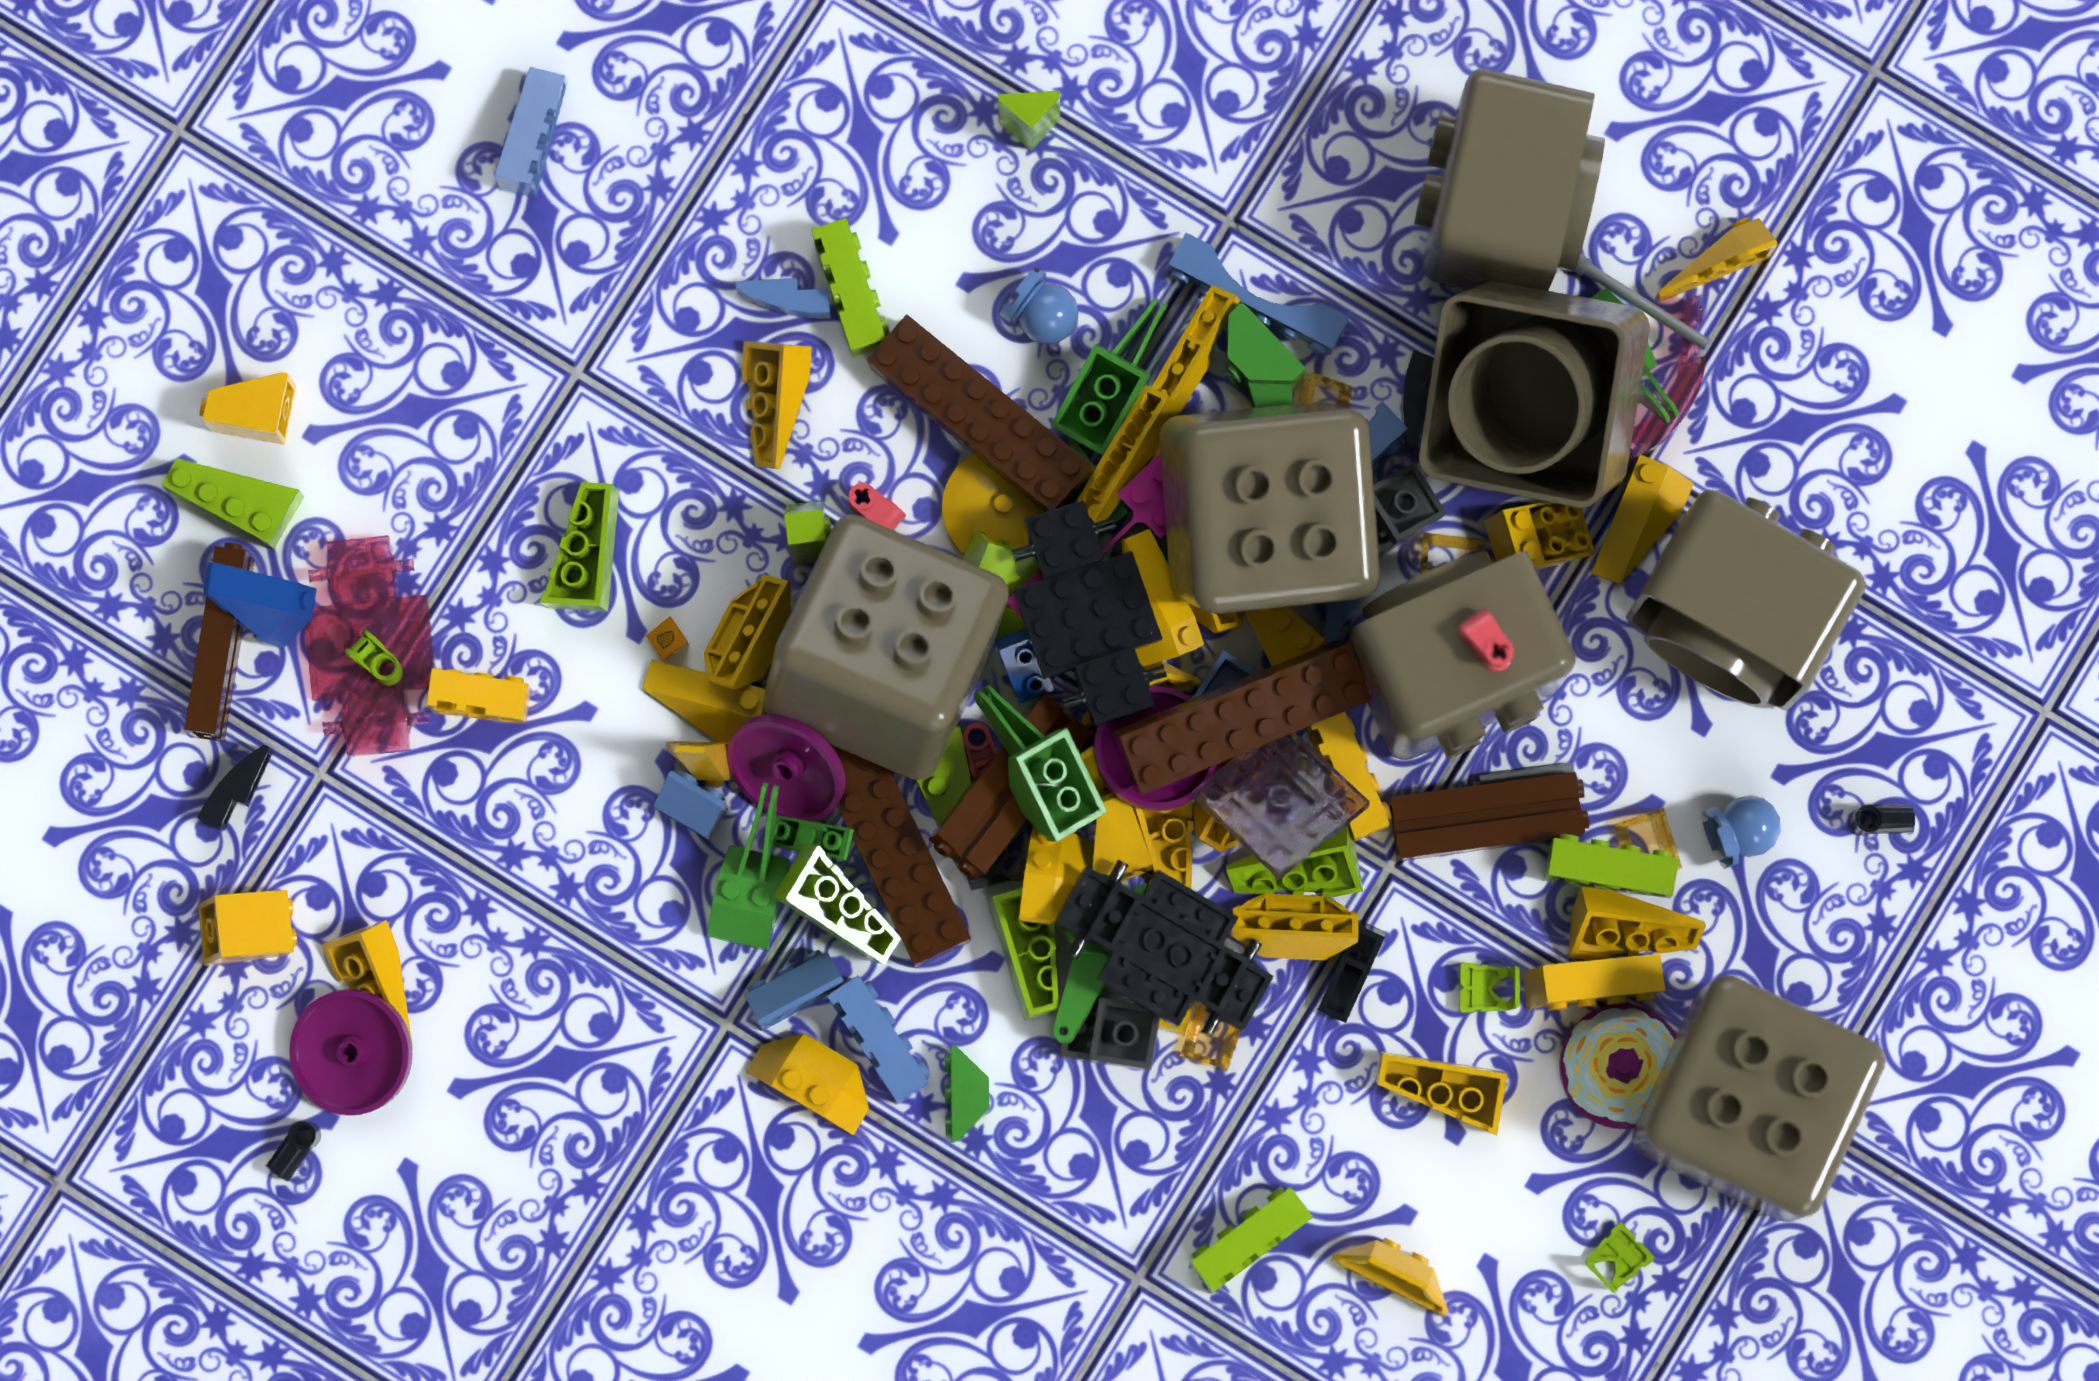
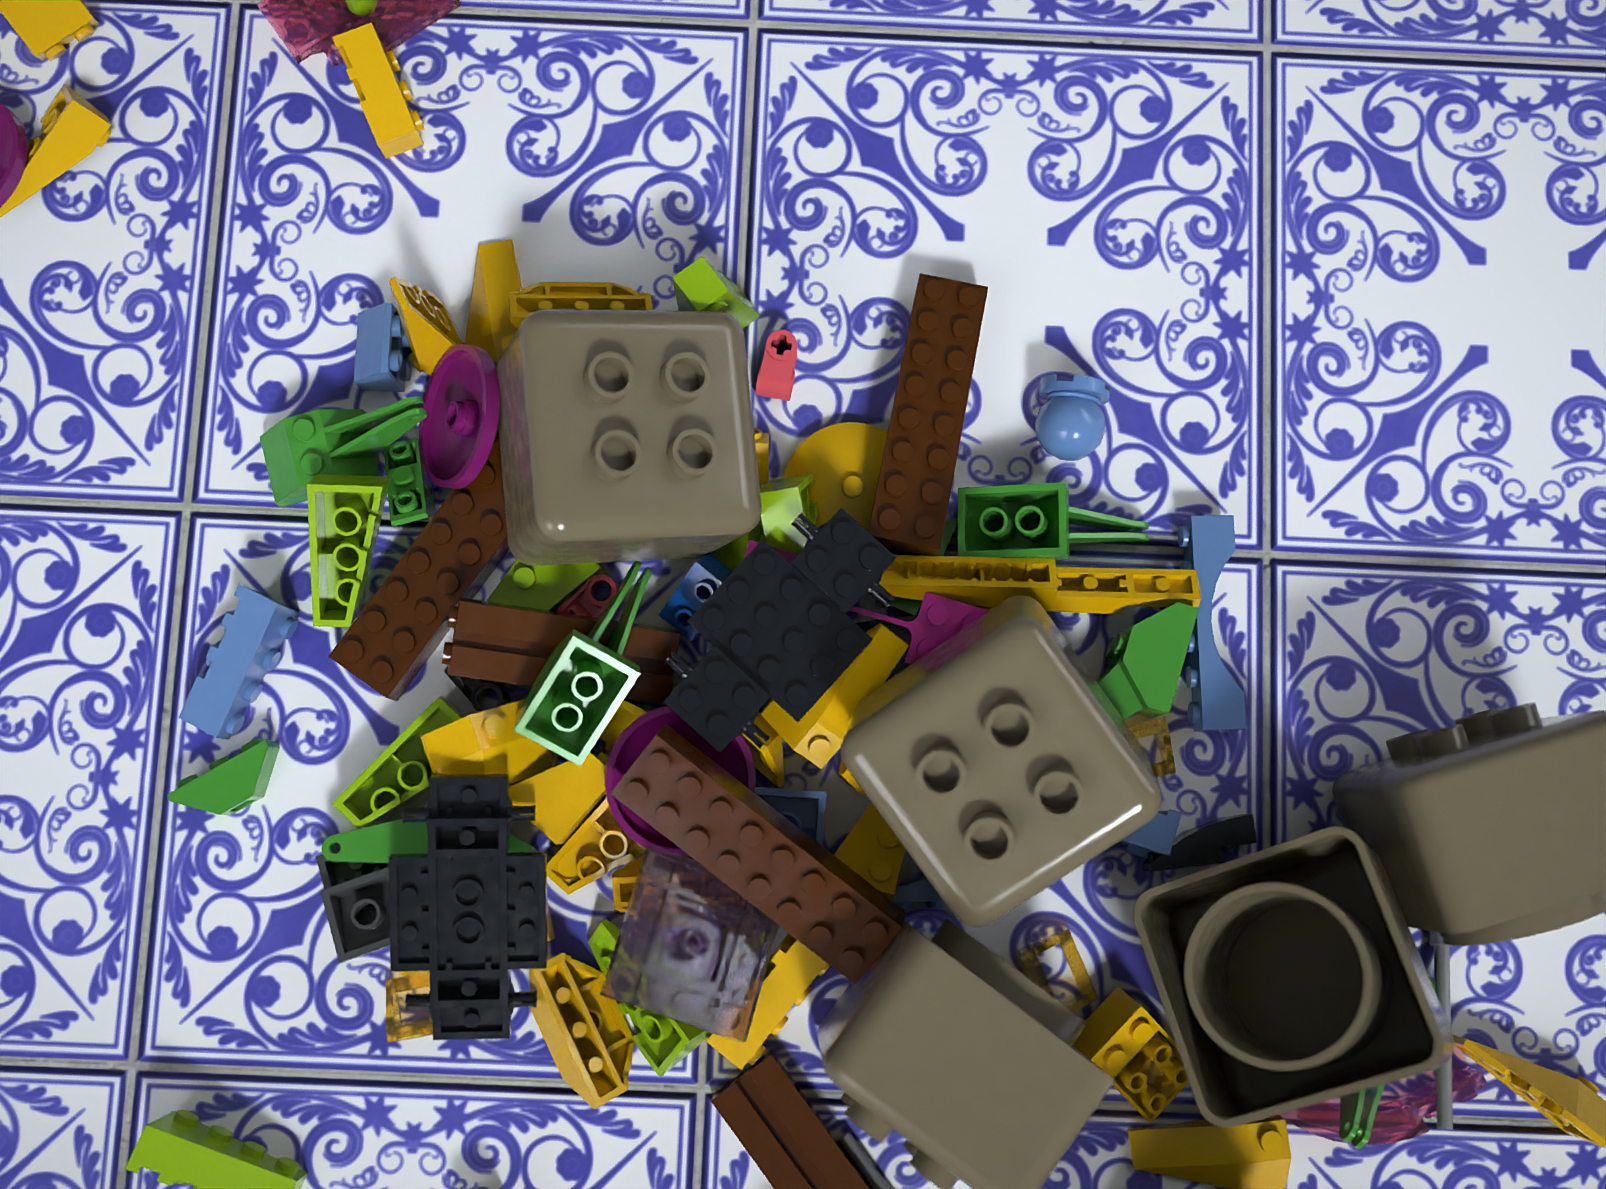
camera: 55 degrees right, 0 degrees up
(586, 552) = (580, 117): lime wedge -> none
(667, 638) = (540, 242): light orange slope -> none
(776, 386) = (848, 209): yellow wedge -> none
(786, 298) = (939, 172): medium blue slope -> none
(793, 989) = (245, 550): medium blue slope -> none
(813, 1078) = (165, 621): yellow wedge -> none
(849, 286) = (986, 218): lime wedge -> none
(1029, 115) = (1261, 294): lime slope -> none
(1352, 972) = (565, 1116): black slope -> none
(1404, 507) = (1087, 898): dark grey slope -> none
(1484, 636) = (987, 1094): coral piece -> none

